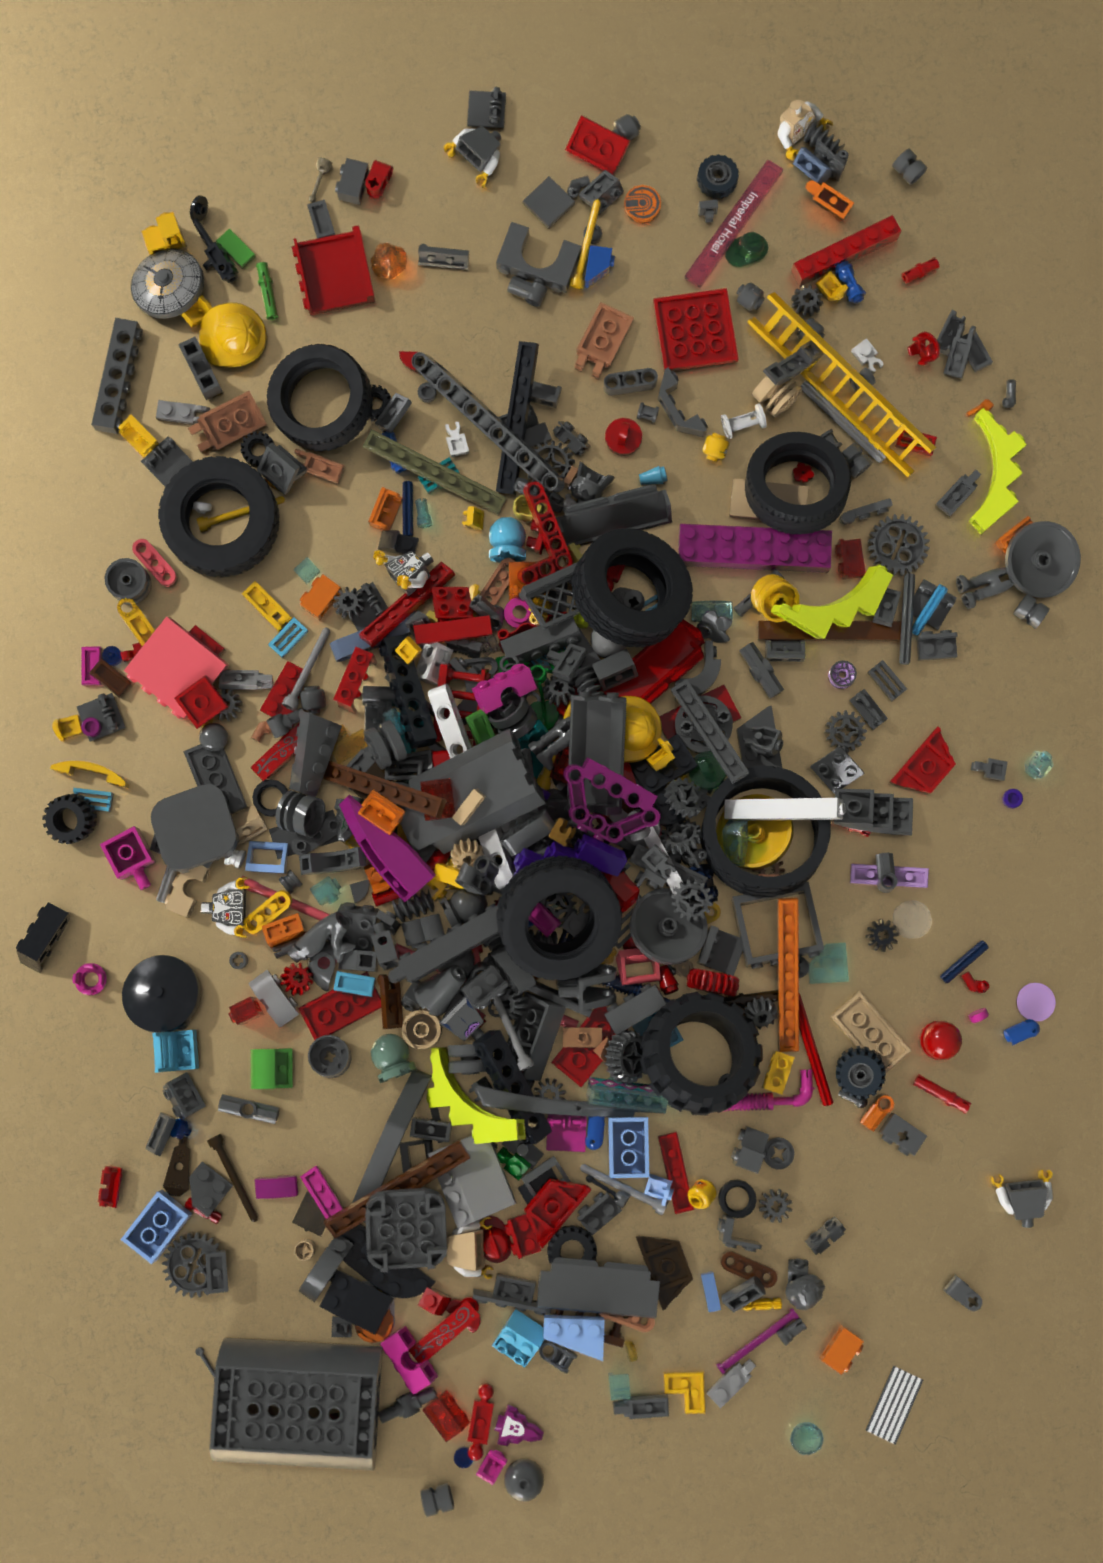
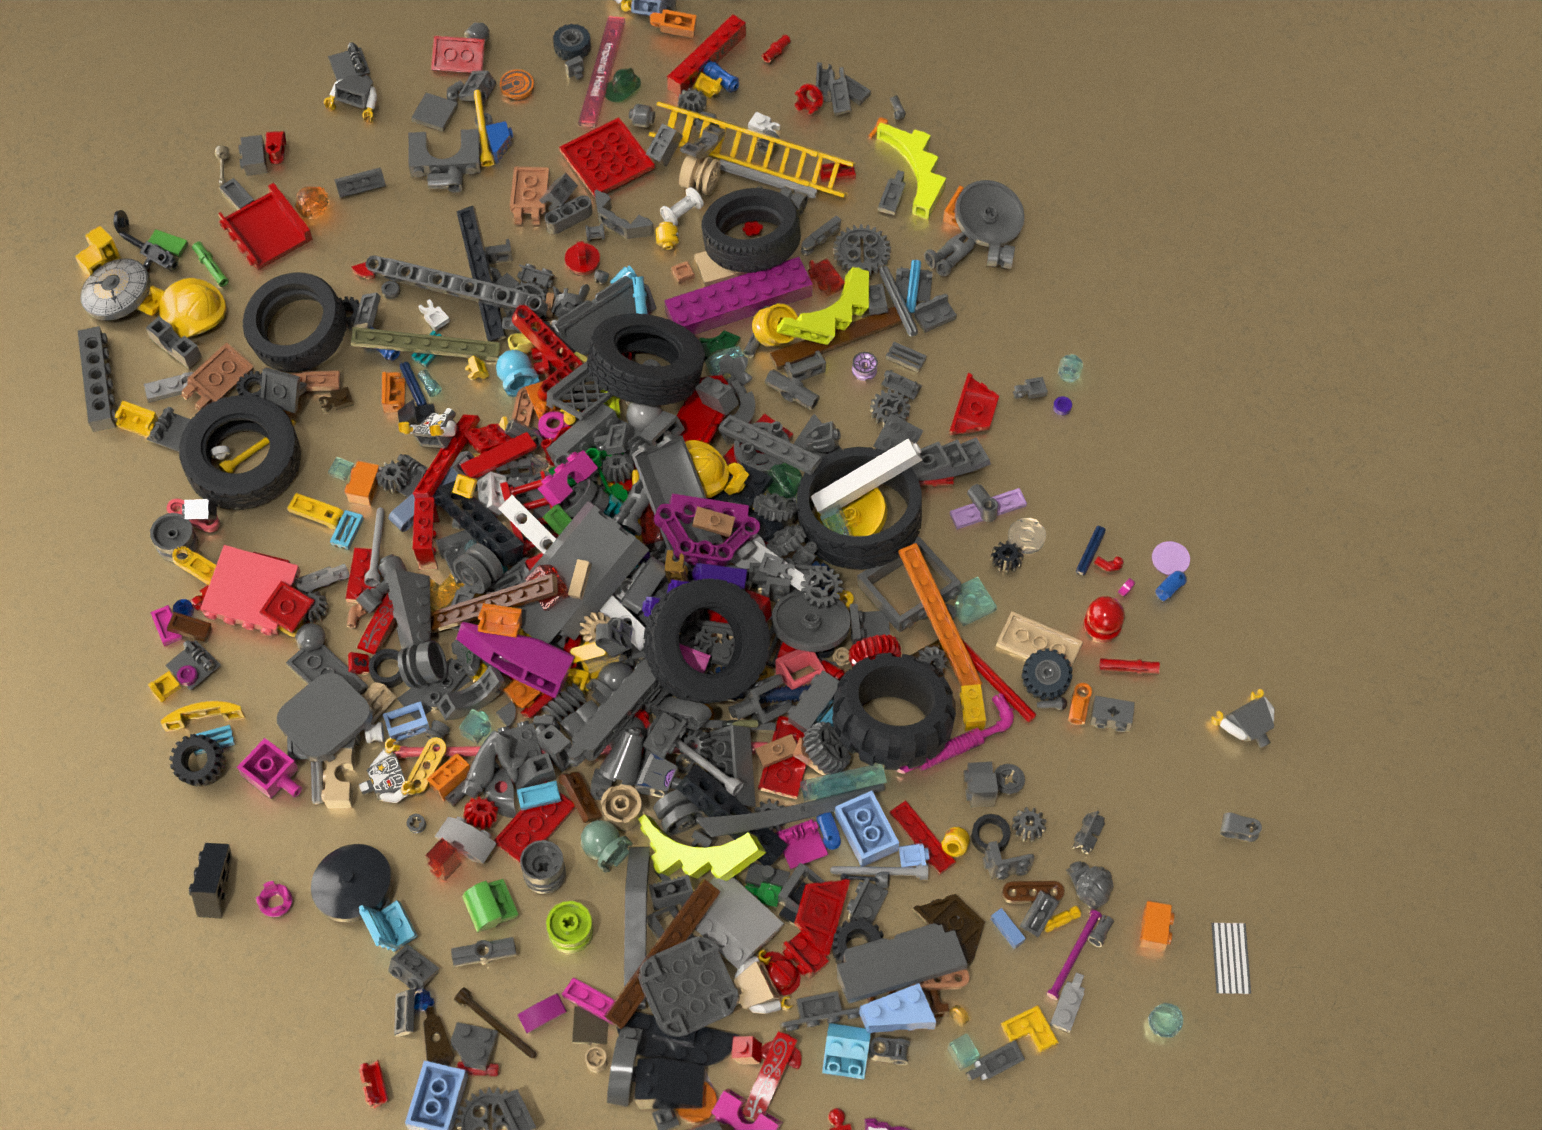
camera: 25 degrees left, 20 degrees down
(158, 569) = (200, 509): none -> brick
(246, 781) = (358, 663): none -> red tile
(319, 1124) = (569, 927): none -> lime wheel
(334, 494) = (339, 399): none -> dark brown plate
(559, 1001) = (744, 723): none -> olive piece
(616, 802) = (713, 521): none -> medium nougat plate
(630, 352) = (559, 191): none -> dark grey hinge
(633, 464) = (601, 276): none -> dark grey hinge
(658, 510) = (639, 295): none -> medium azure pin
(684, 654) = (717, 395): none -> dark grey brick
(714, 492) = (683, 272): none -> nougat tile
(719, 589) = (719, 343): none -> dark green tile
(756, 342) = (664, 144): none -> dark grey hinge

